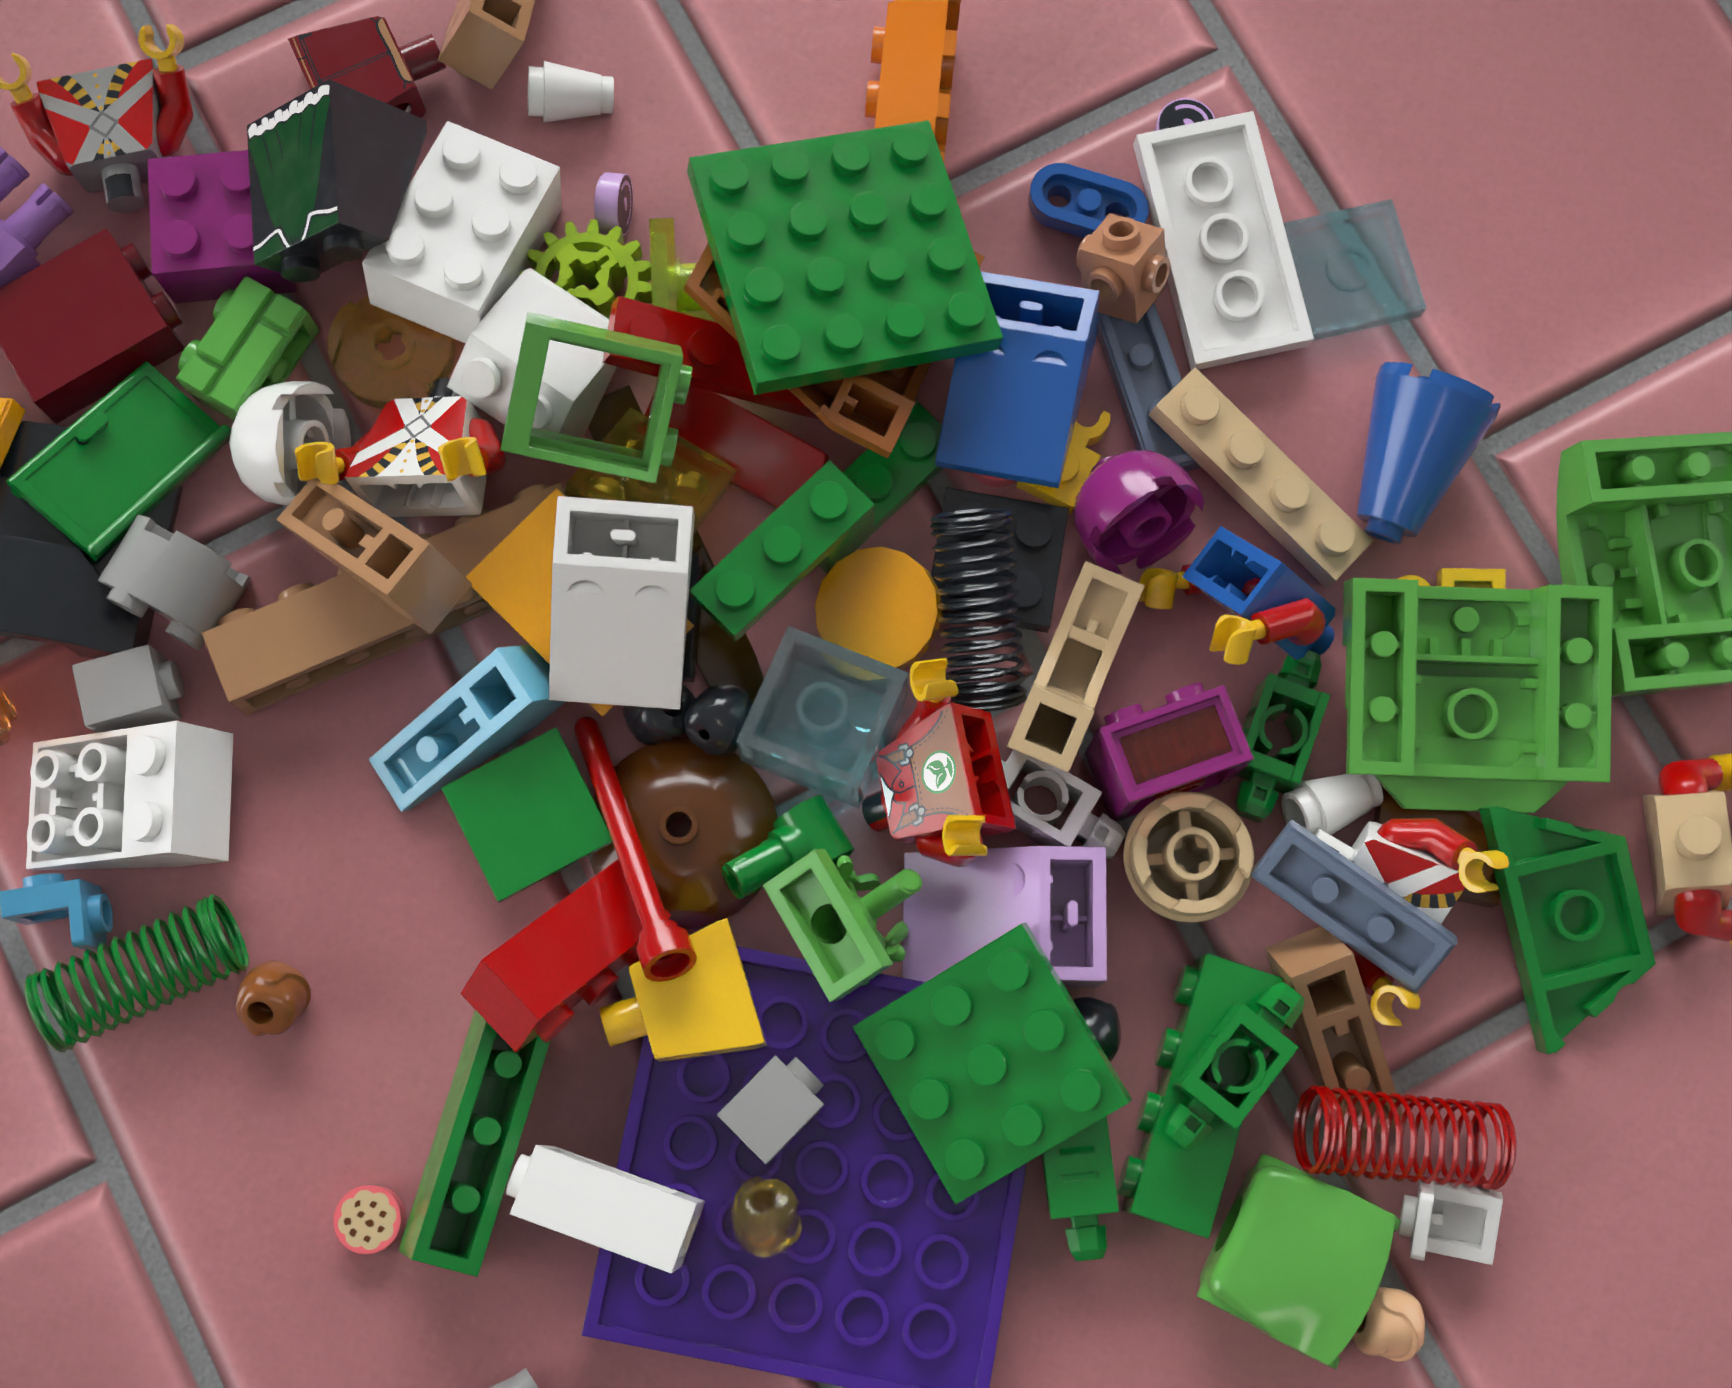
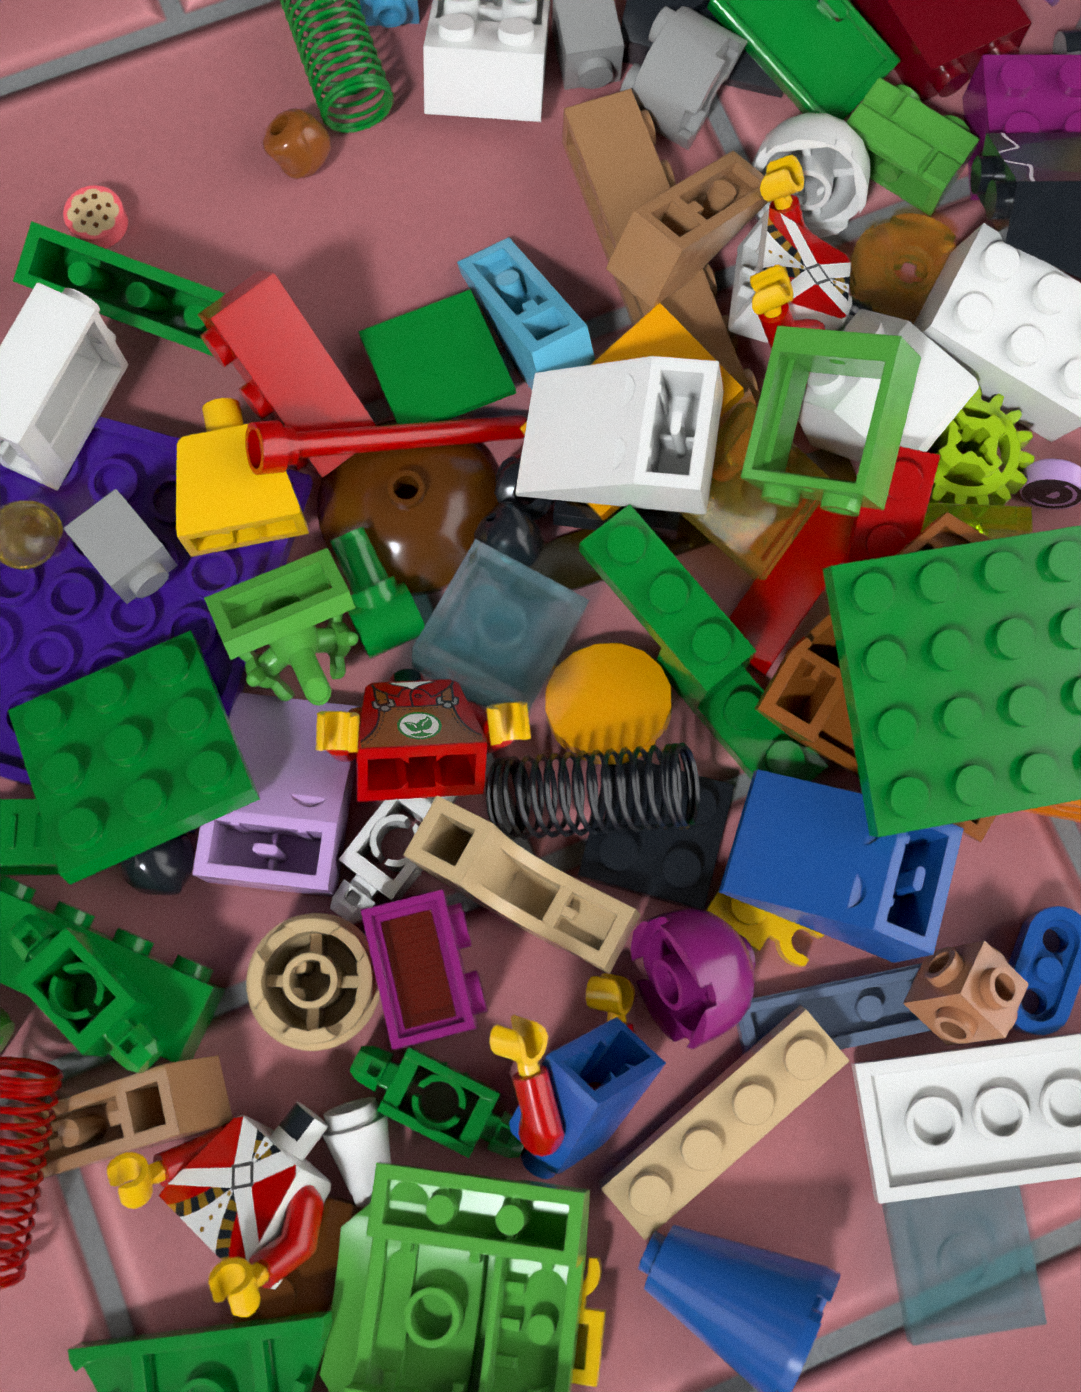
camera: 95 degrees right, 0 degrees up
(1354, 906) = (233, 1148): sand blue tile -> none

